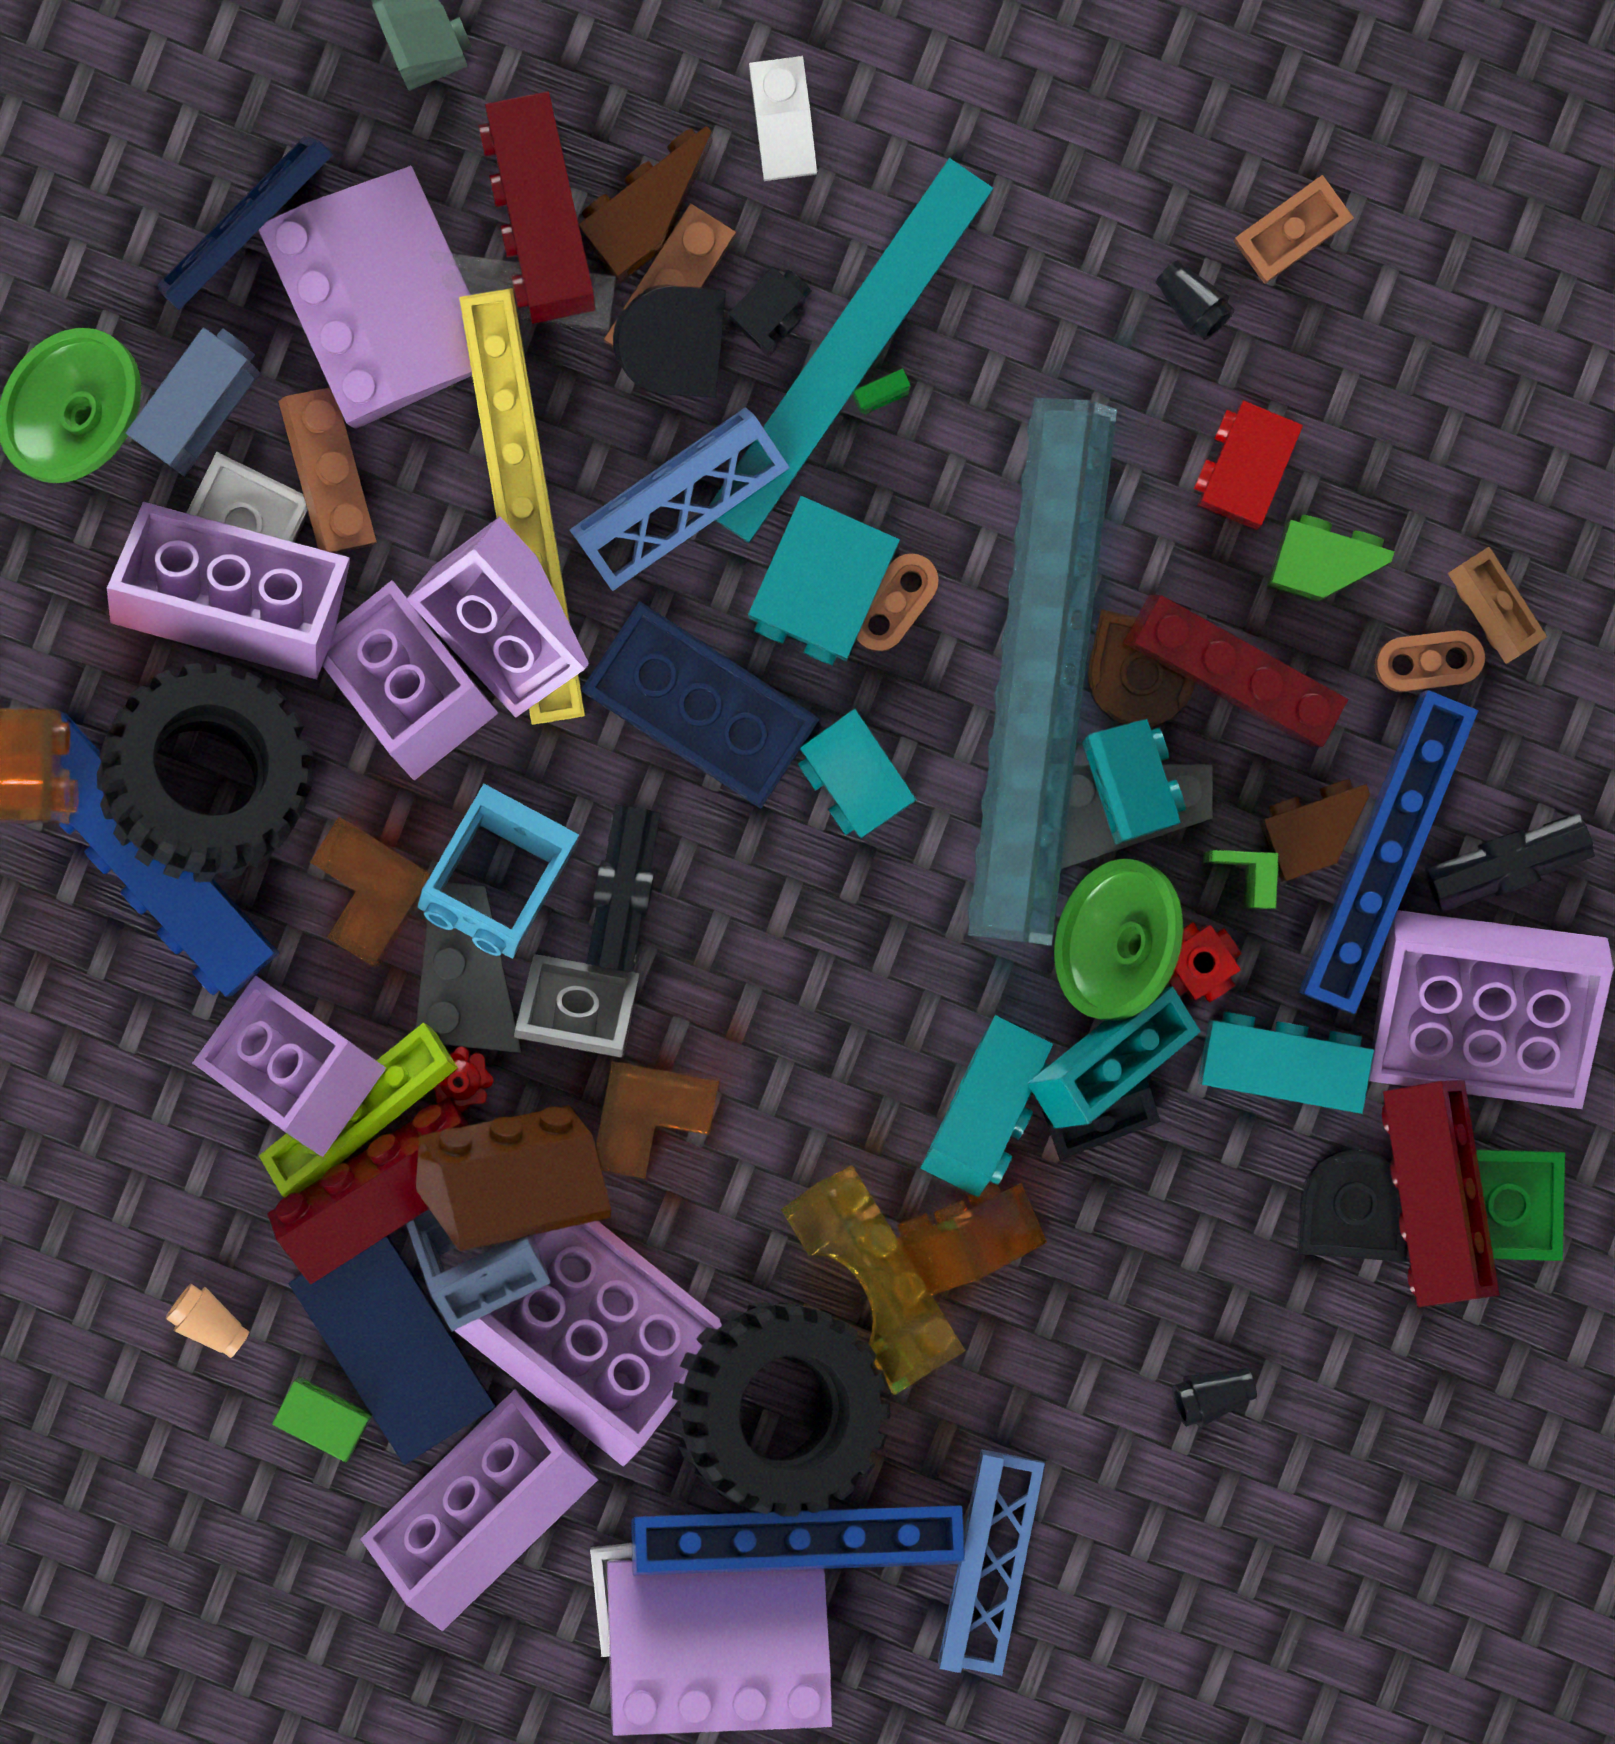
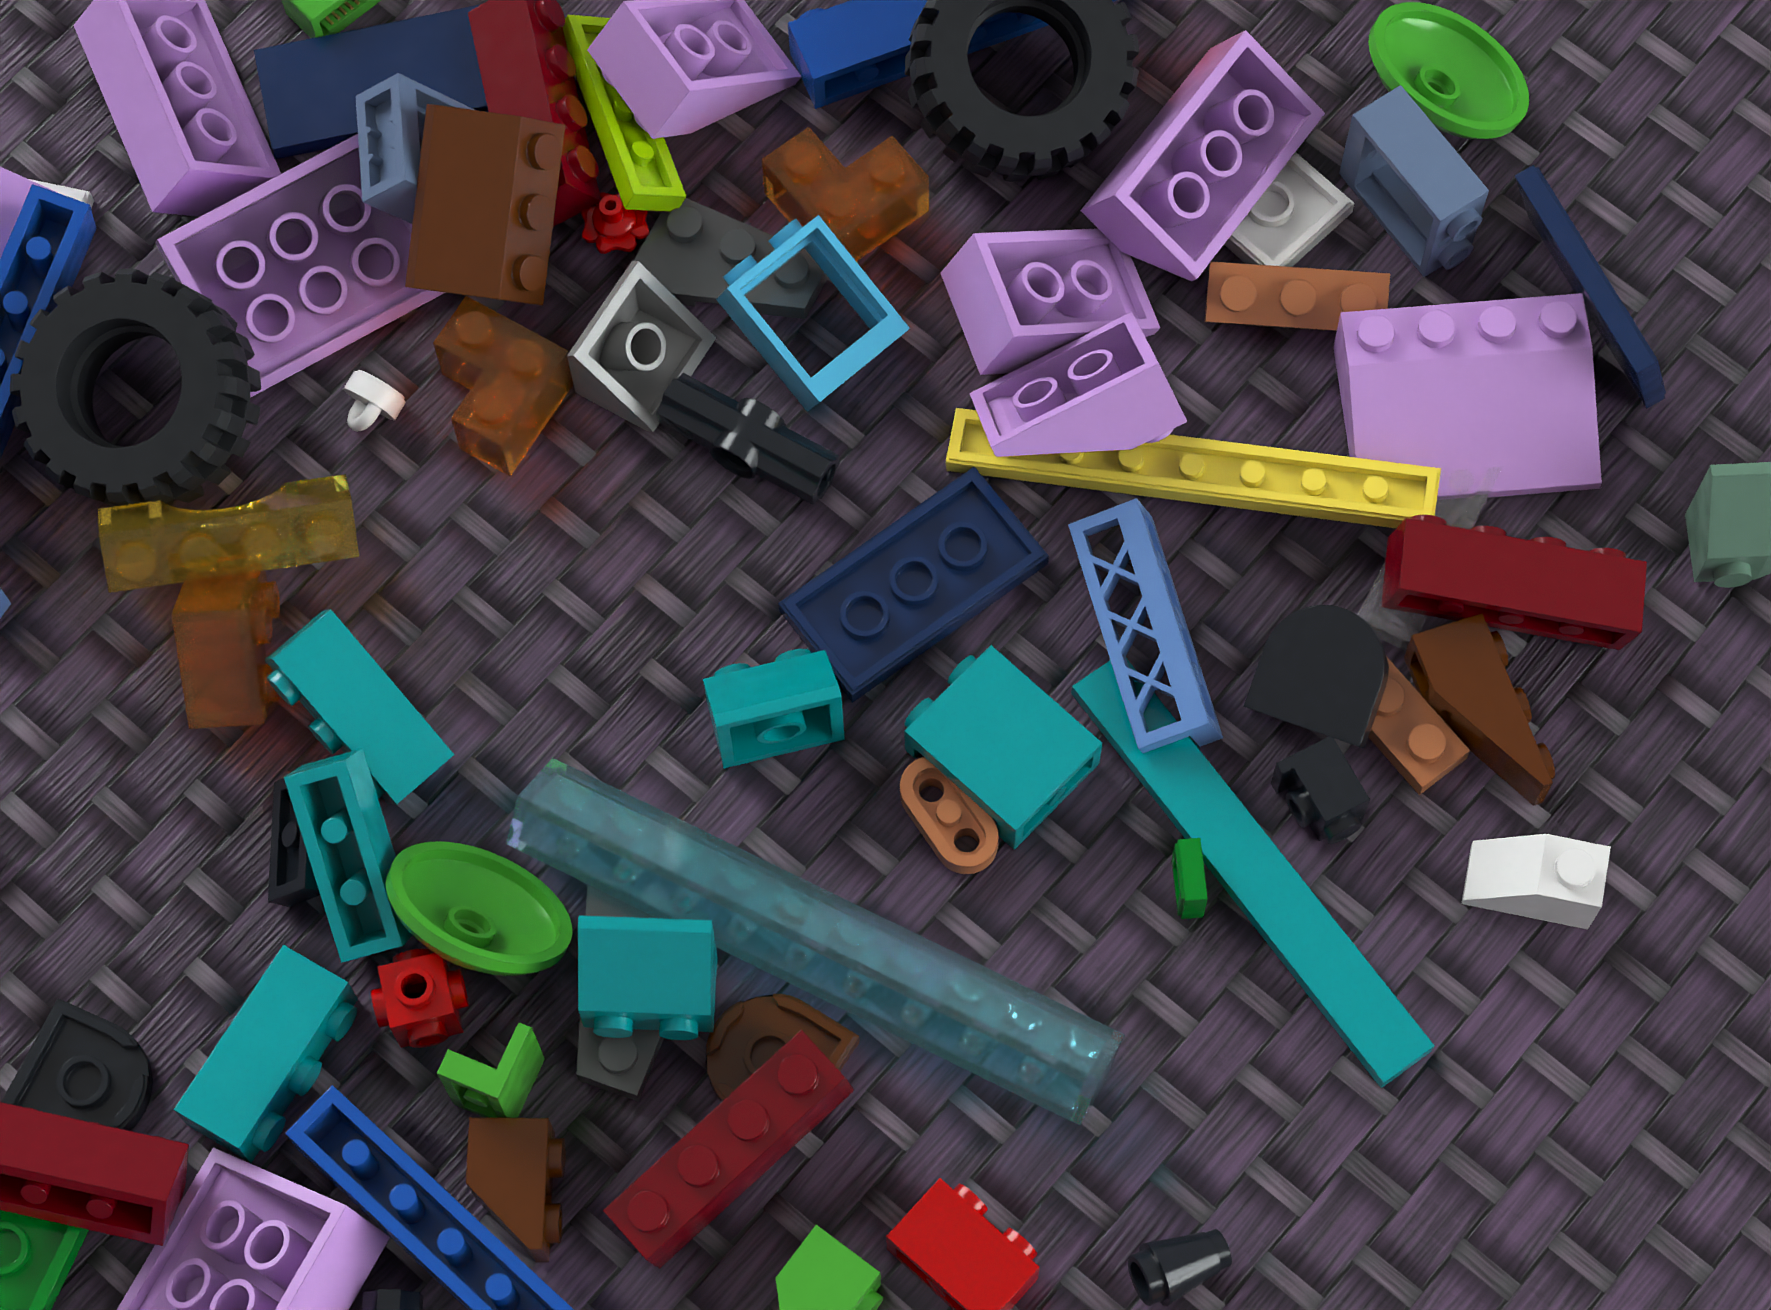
camera: 110 degrees right, 20 degrees down
(696, 1218) = (372, 399): none -> white tile

